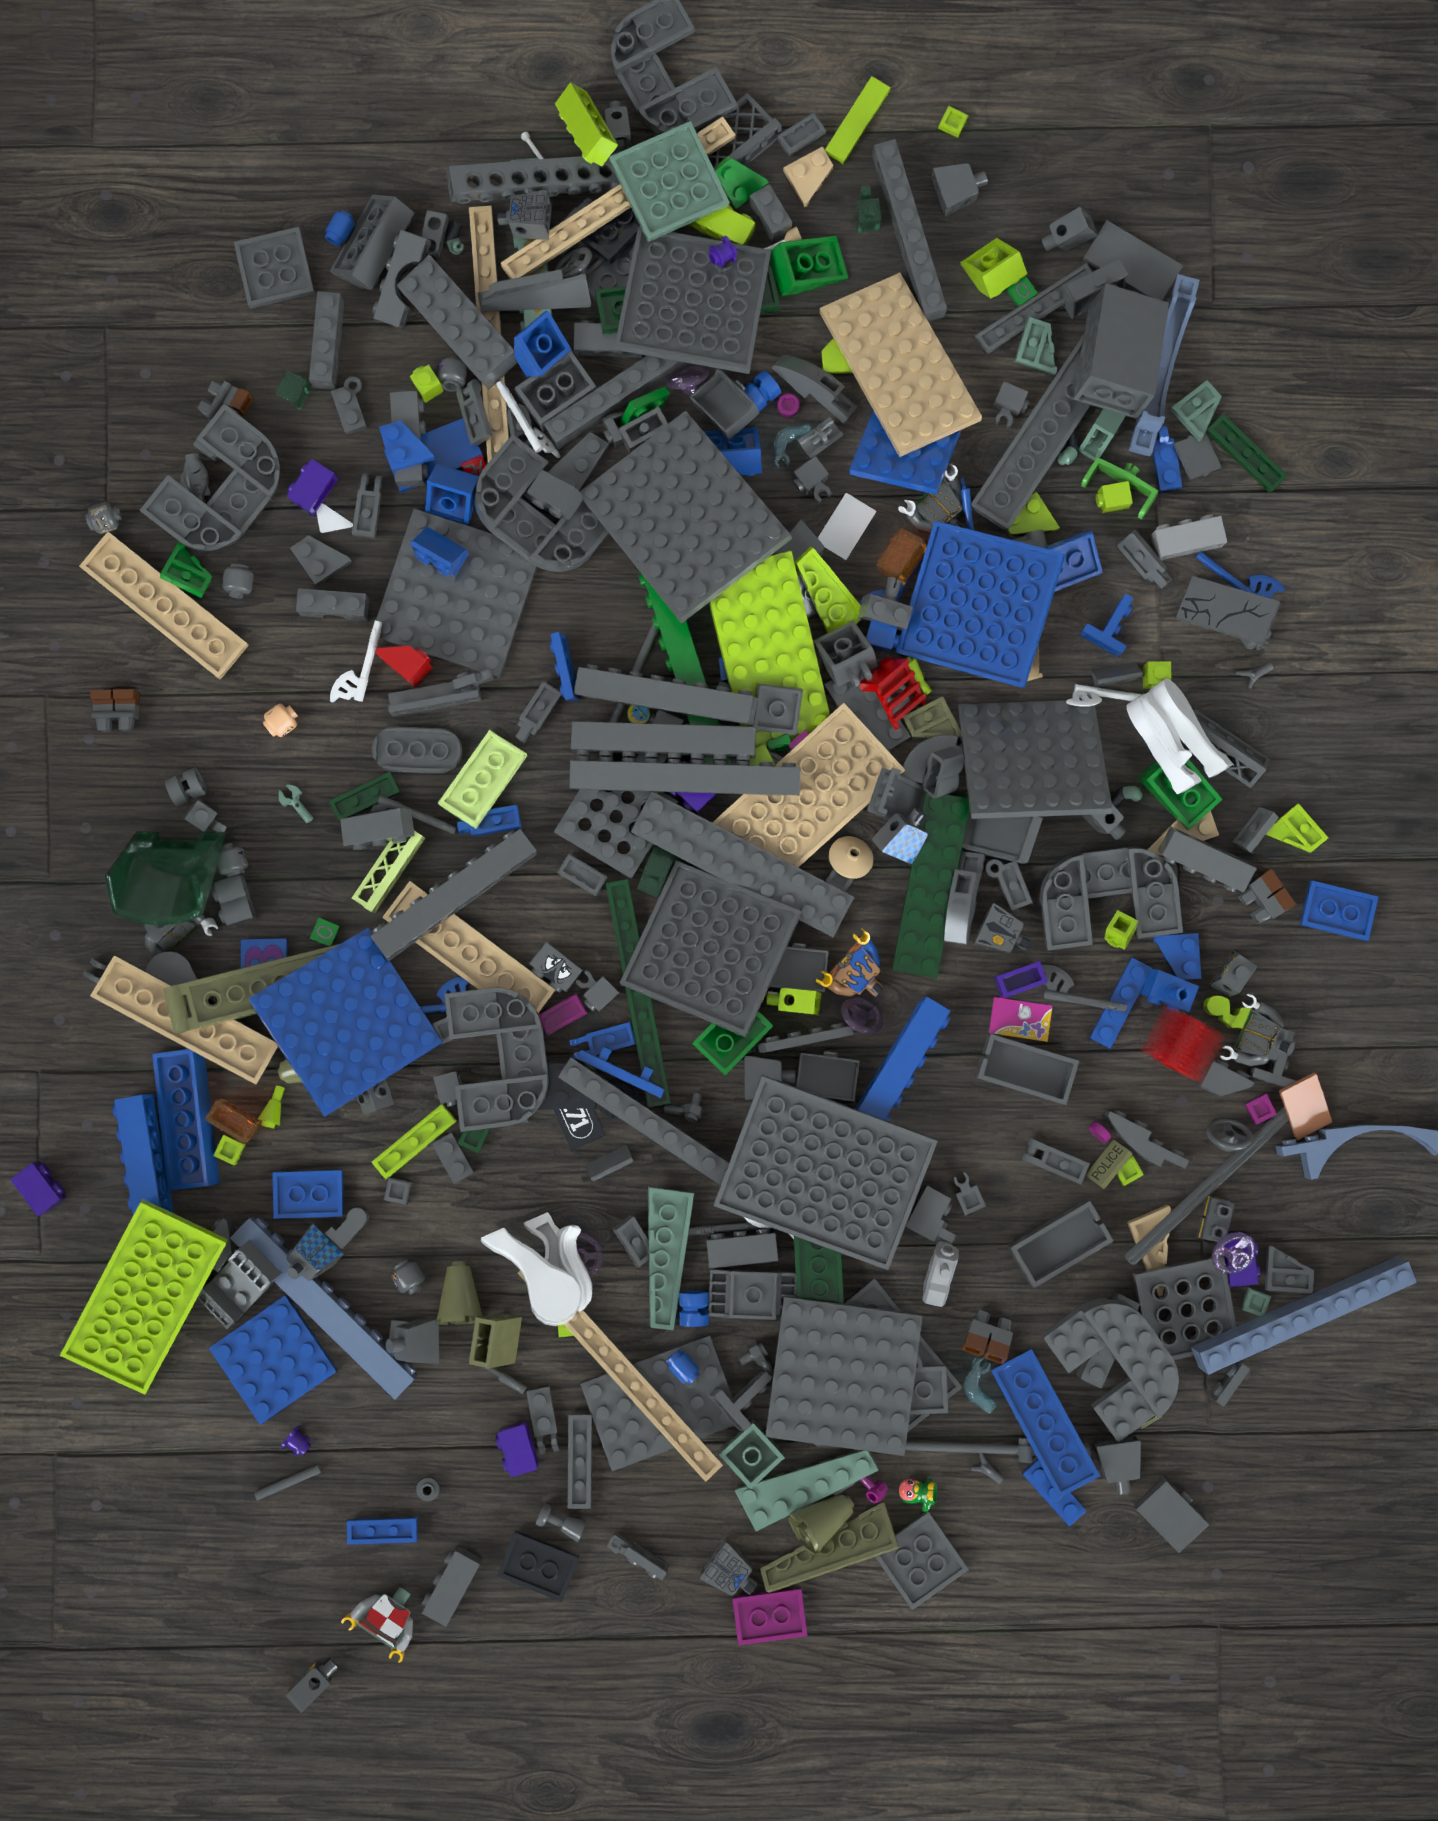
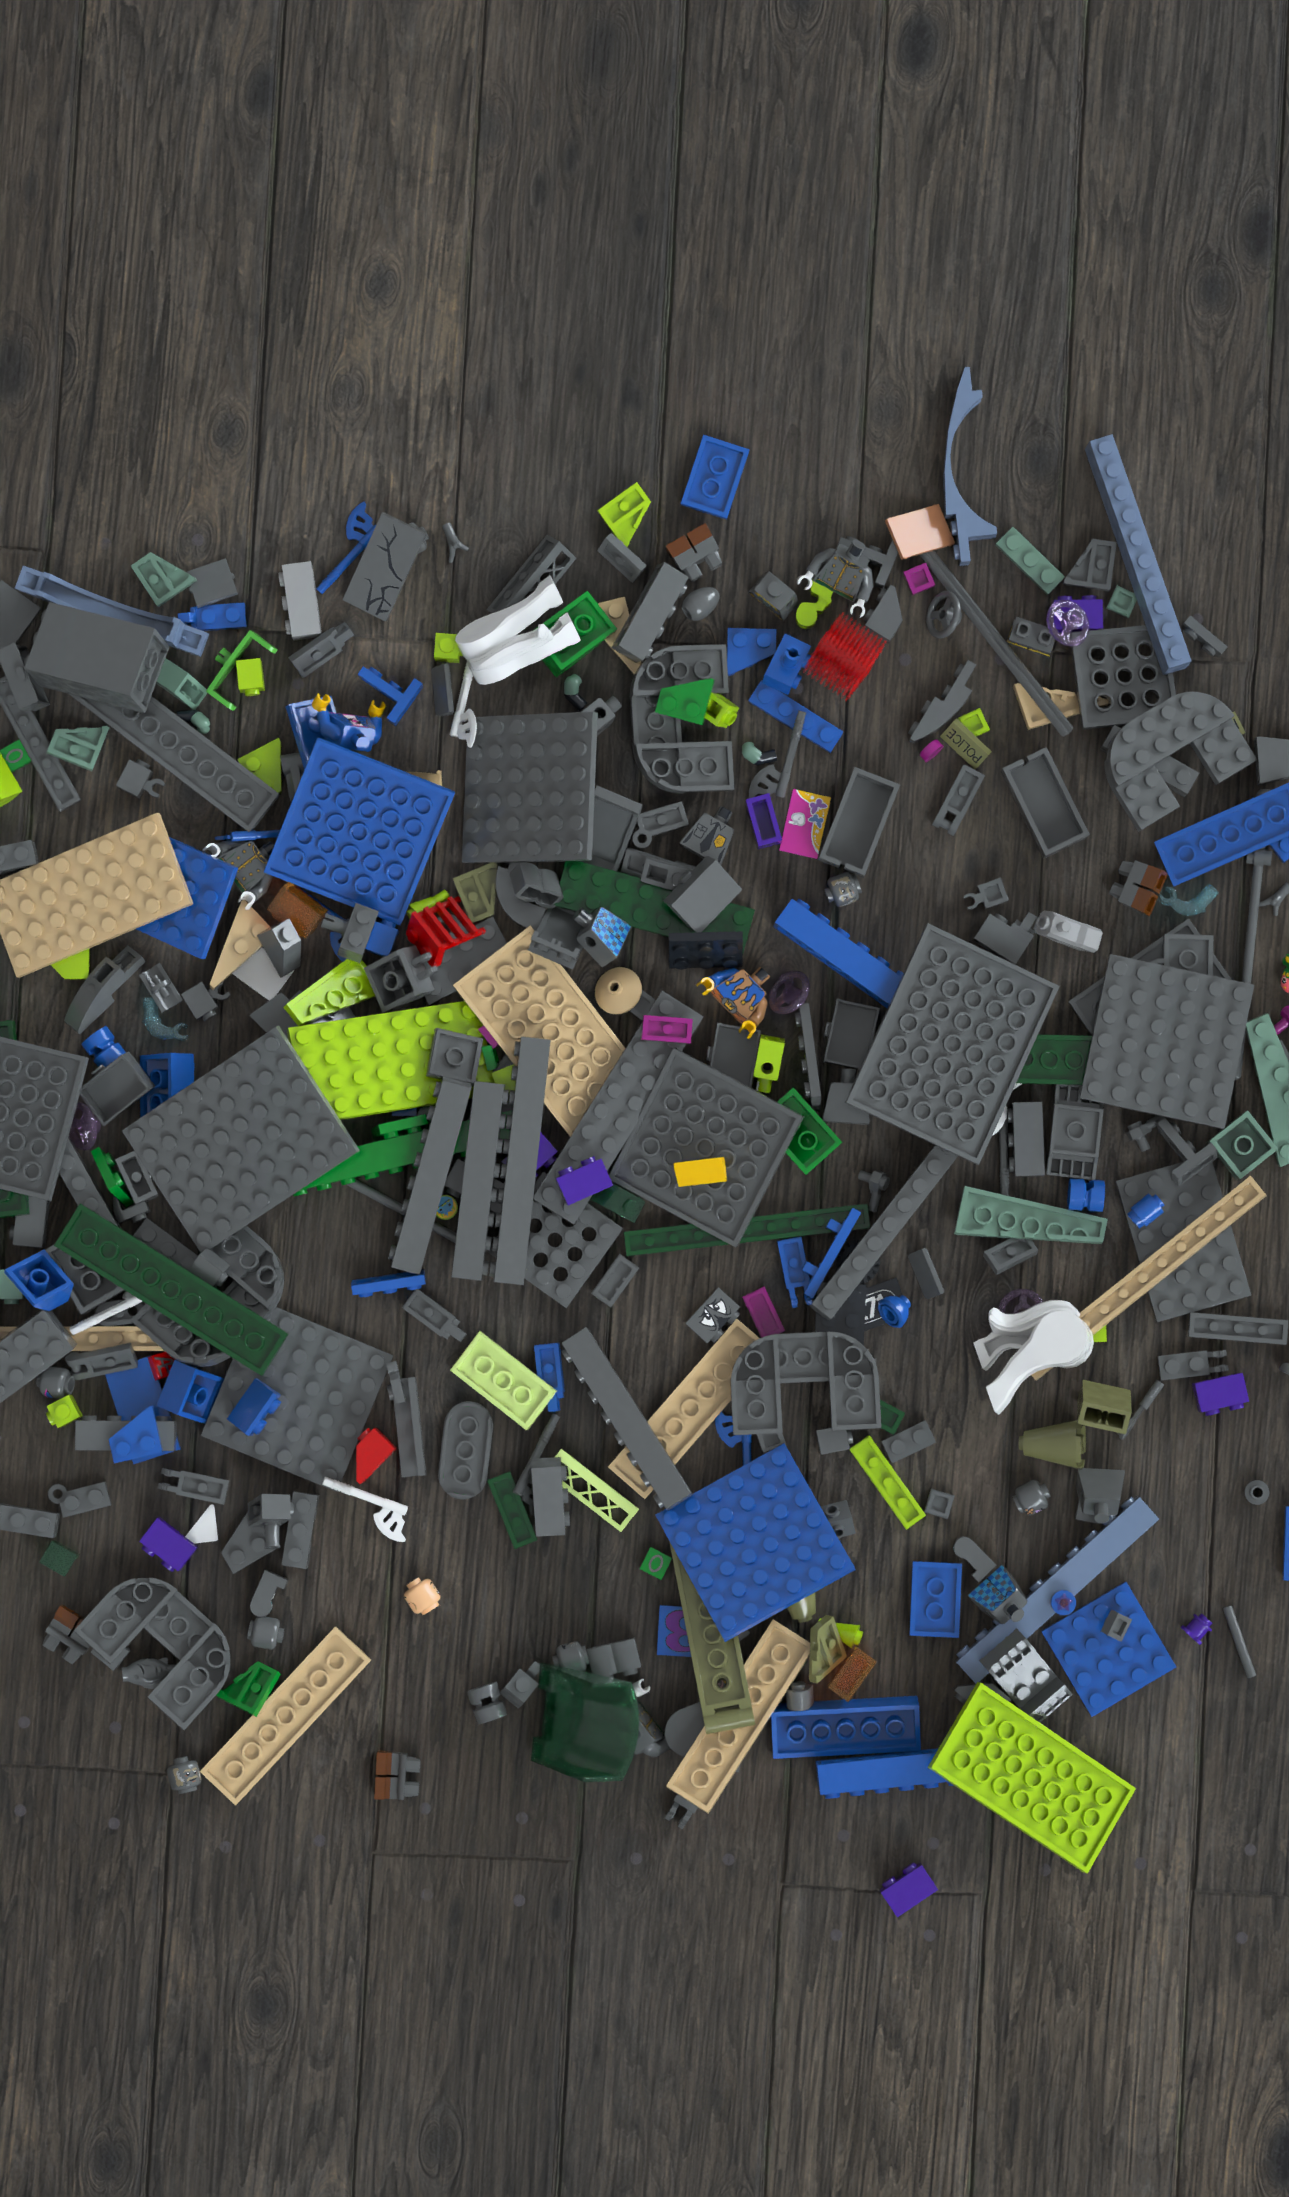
camera: 85 degrees left, 0 degrees up
(209, 1074) = (799, 1696): none -> dark grey plate
(229, 1149) = (882, 1681): lime plate -> none
(253, 1094) = (825, 1649): none -> olive wing
(269, 576) = (262, 1600): none -> dark grey leg
(292, 1365) = (1116, 1625): none -> dark grey plate
(298, 806) = (513, 1585): sand green bar -> none
(310, 1314) = (1063, 1602): none -> blue tile
(344, 574) = (270, 1512): none -> dark grey brick
(541, 465) = (171, 1289): none -> dark green plate
(573, 1136) = (894, 1310): none -> blue brick
(600, 992) = (743, 1270): dark grey brick -> none
(670, 836) = (583, 1181): none -> dark purple piece
(687, 944) = (700, 1171): none -> yellow slope
(705, 656) = (391, 1129): none -> green wing
(788, 405) = (119, 1019): magenta tile -> none
(818, 903) = (666, 1029): none -> magenta plate
(866, 545) = (282, 946): none -> dark grey slope
(872, 512) = (240, 943): none -> tan wing
(895, 934) = (705, 950): none -> black plate
(947, 927) = (702, 894): none -> dark grey container
(962, 1059) = (843, 889): none -> dark grey head
(1072, 589) = (349, 730): none -> blue torso
(1080, 968) = (757, 757): none -> arm
(1128, 898) = (686, 700): none -> green wing
(1219, 905) = (700, 603): none -> dark grey animal
(1246, 453) = (213, 530): dark green plate -> none
(1286, 1212) = (1030, 561): none -> sand green plate

